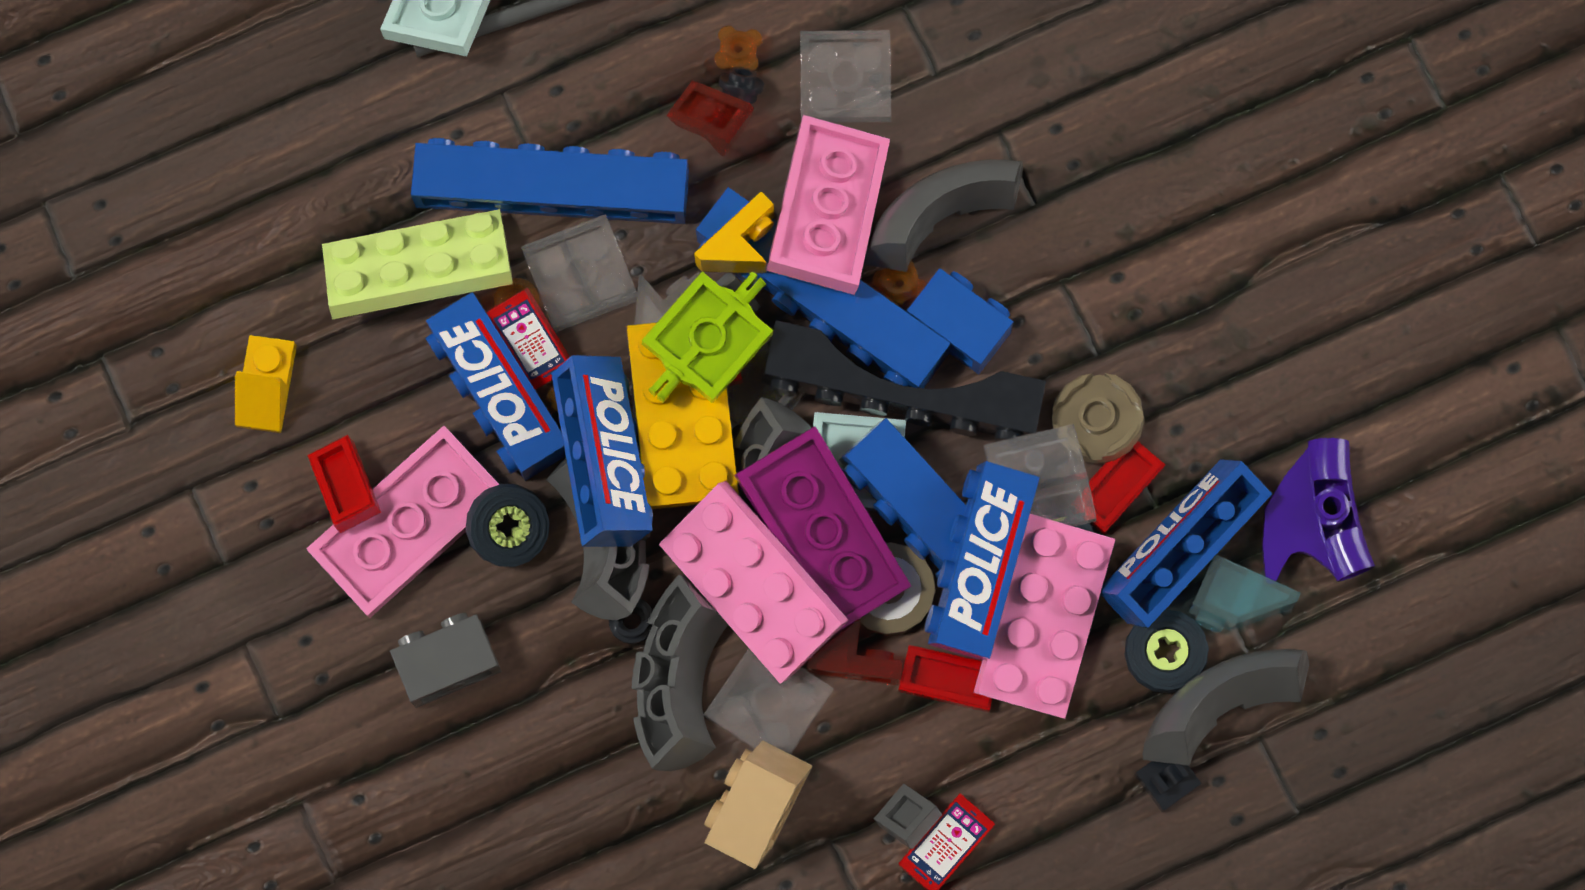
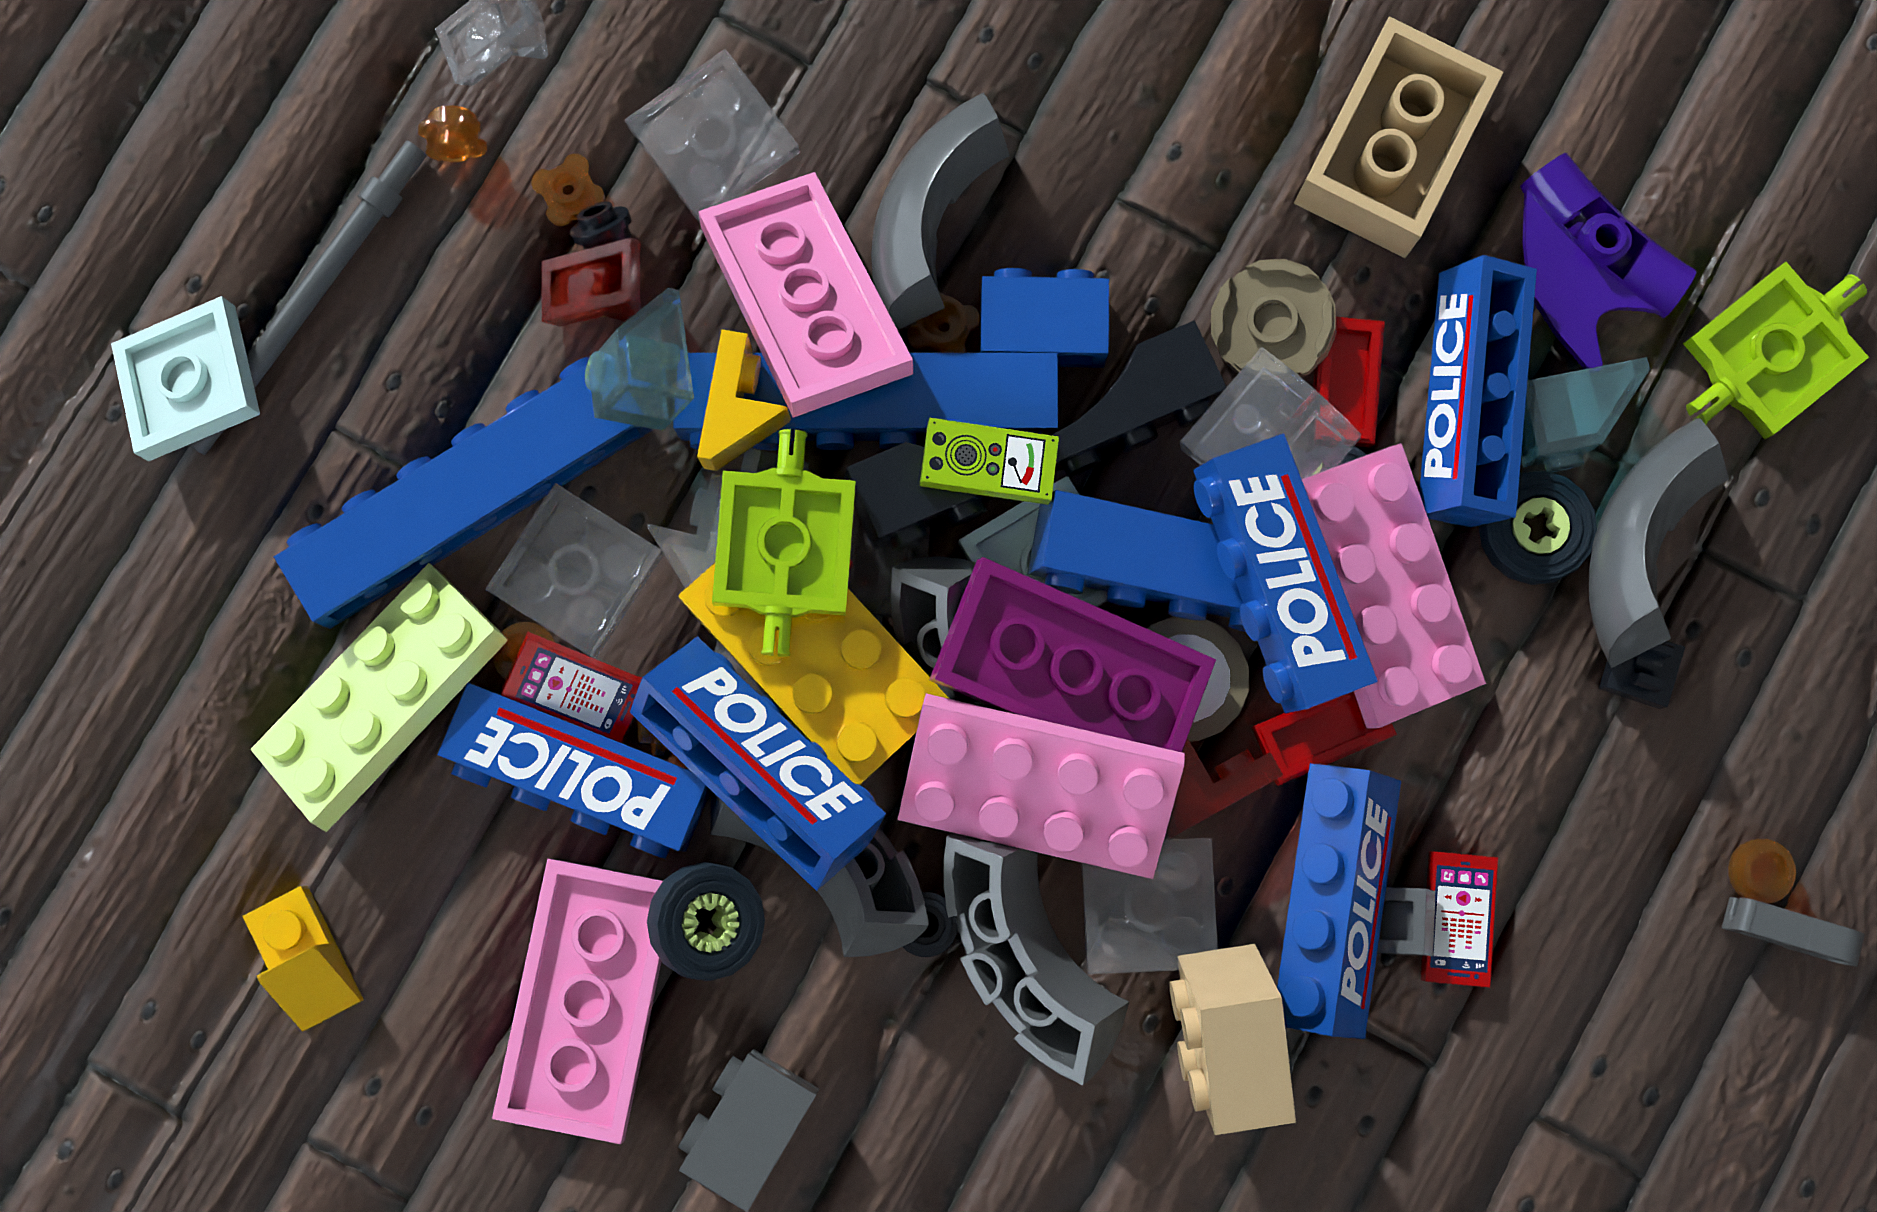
camera: 40 degrees left, 5 degrees up
(344, 484) = (481, 1011): red tile -> none
(703, 182) = (643, 367): none -> clear light blue slope
(860, 374) = (989, 461): none -> lime tile
(878, 775) = (1337, 900): none -> blue brick
(1250, 360) = (1398, 137): none -> tan brick
(1391, 649) = (1776, 350): none -> lime plate

